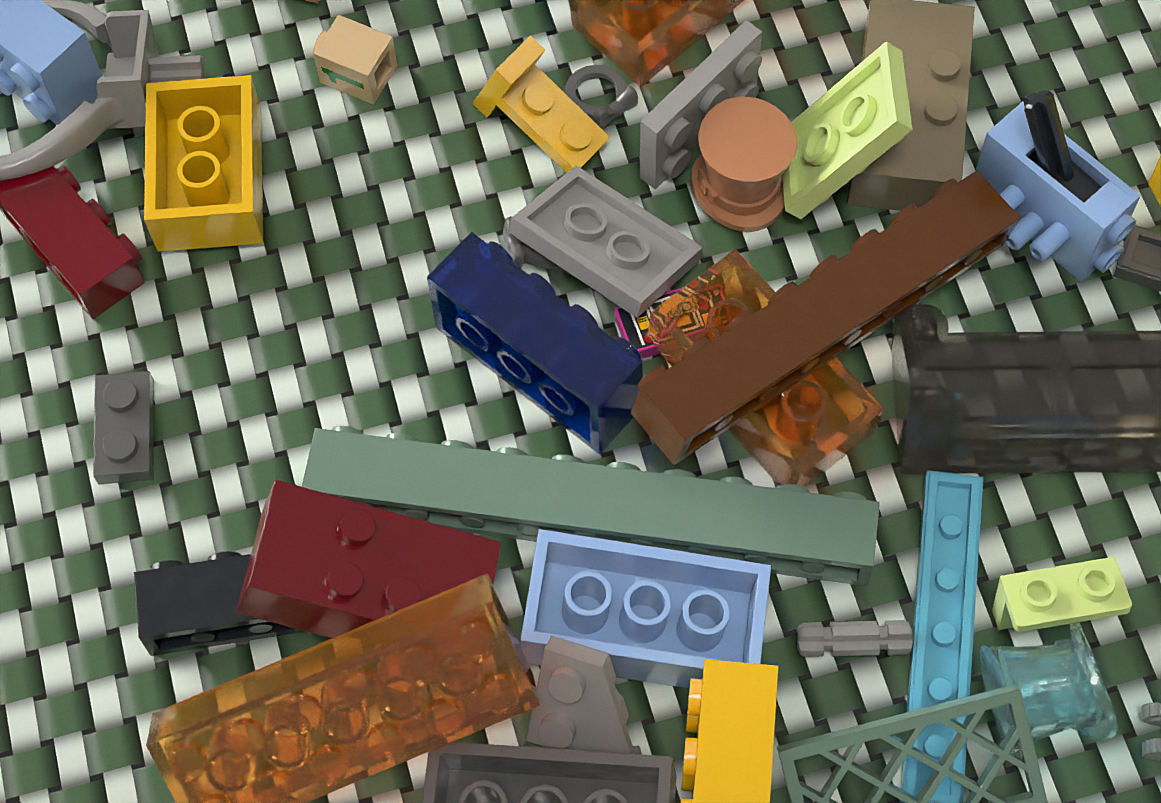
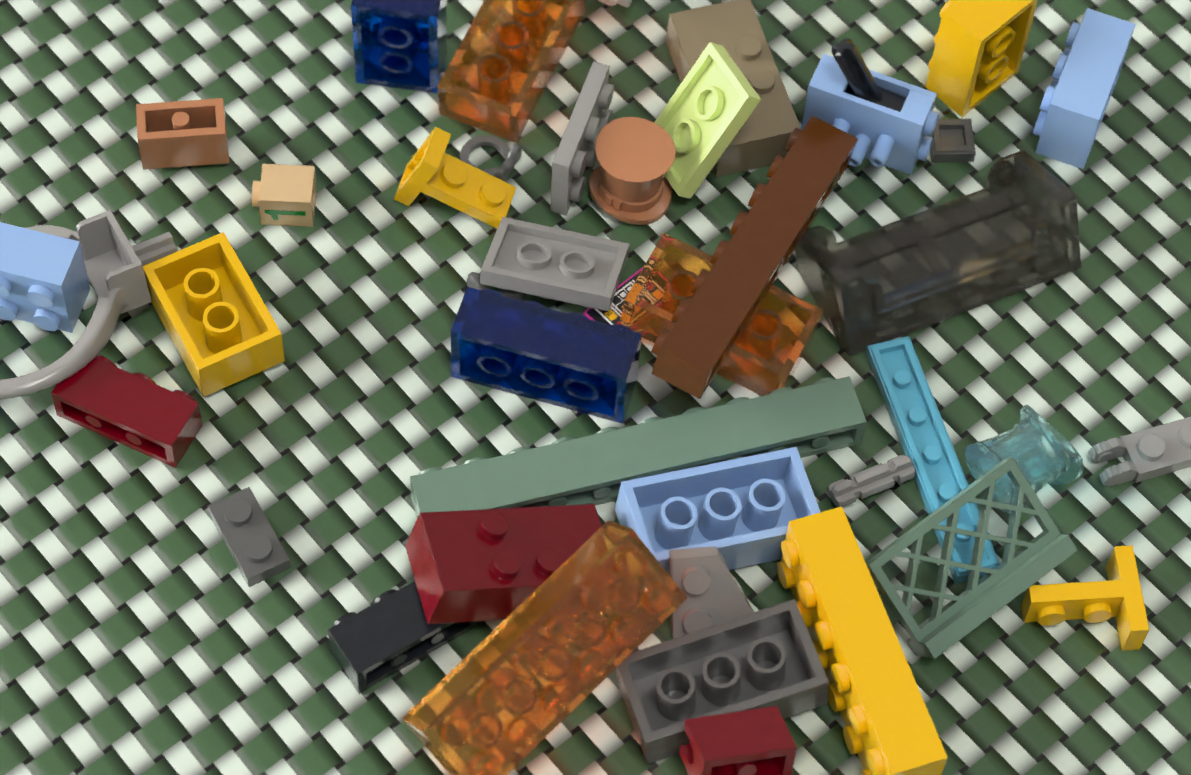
camera: 30 degrees left, 5 degrees down
(1061, 595) = (1002, 394): yellowish green bracket -> none

